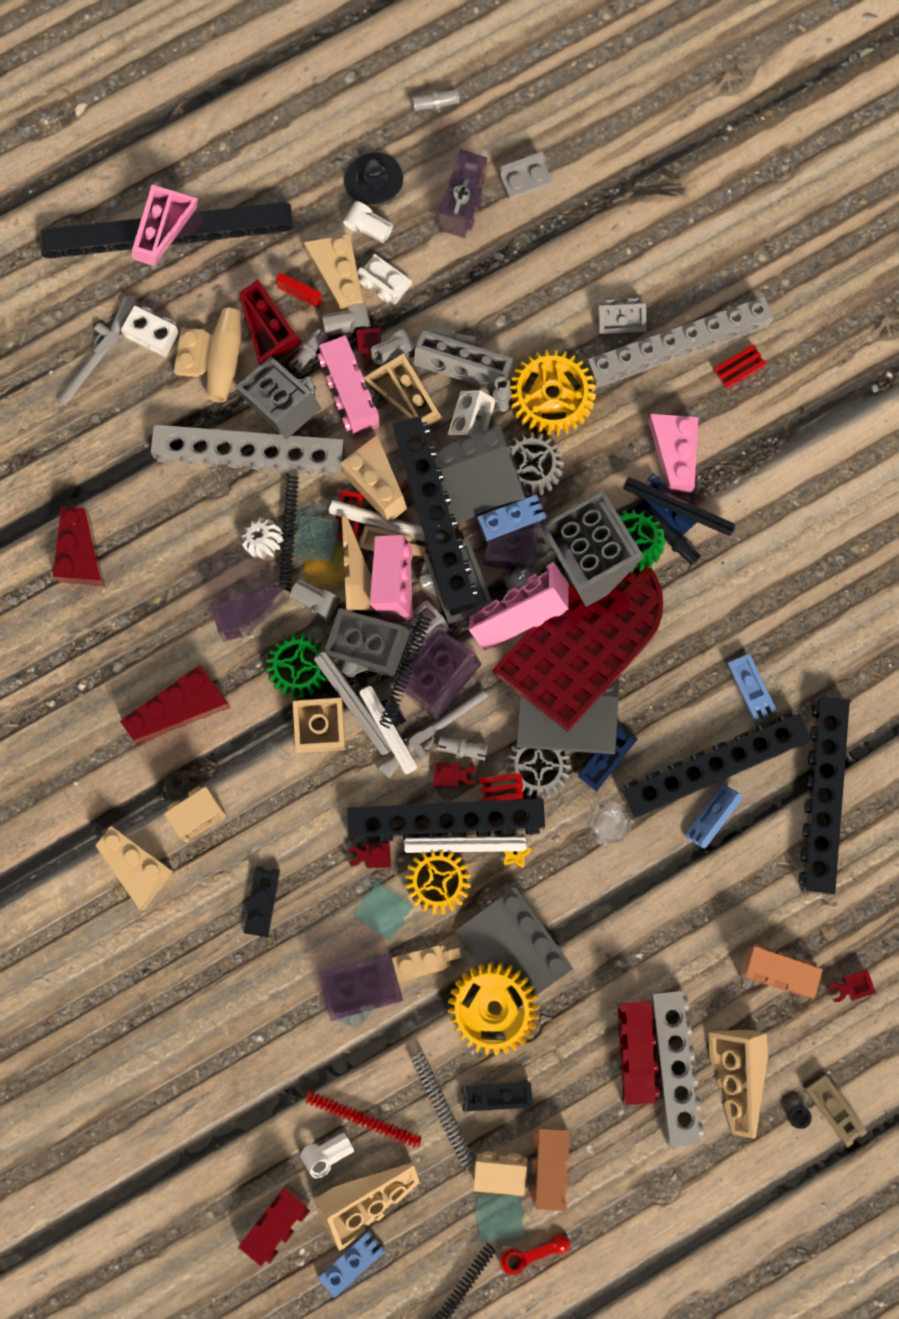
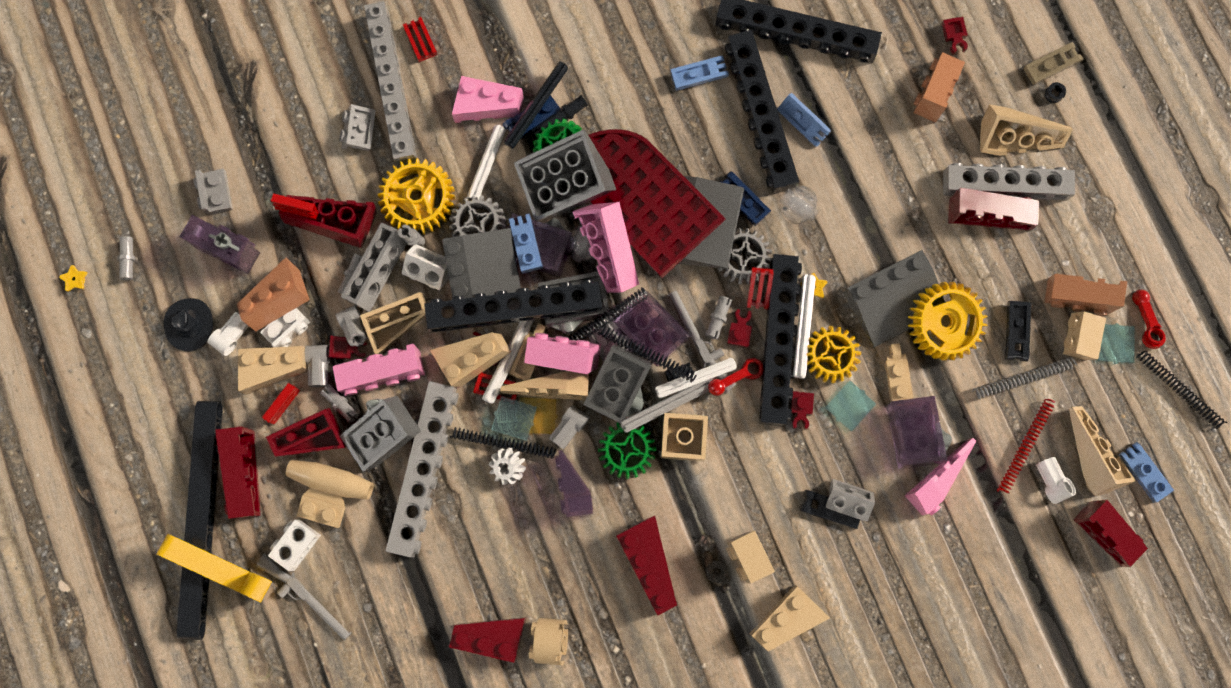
camera: 80 degrees left, 0 degrees up
(79, 611) = (549, 641): none -> tan brick
(103, 290) = (214, 568): none -> yellow beam
(161, 222) = (191, 518): bright pink wedge -> none
(219, 260) = (239, 471): none -> dark red wedge
(274, 920) = (850, 500): none -> light grey bracket
(300, 1014) = (935, 486): none -> bright pink wedge
(382, 755) = (717, 386): none -> red piece
(408, 57) = (79, 278): none -> yellow plate
(415, 261) = (273, 296): none -> nougat wedge
(439, 618) = (610, 313): none -> black piece
(511, 314) = (337, 220): none -> dark red wedge
(513, 262) = (294, 206): none -> red tile
(605, 463) = (486, 162): none -> white axle

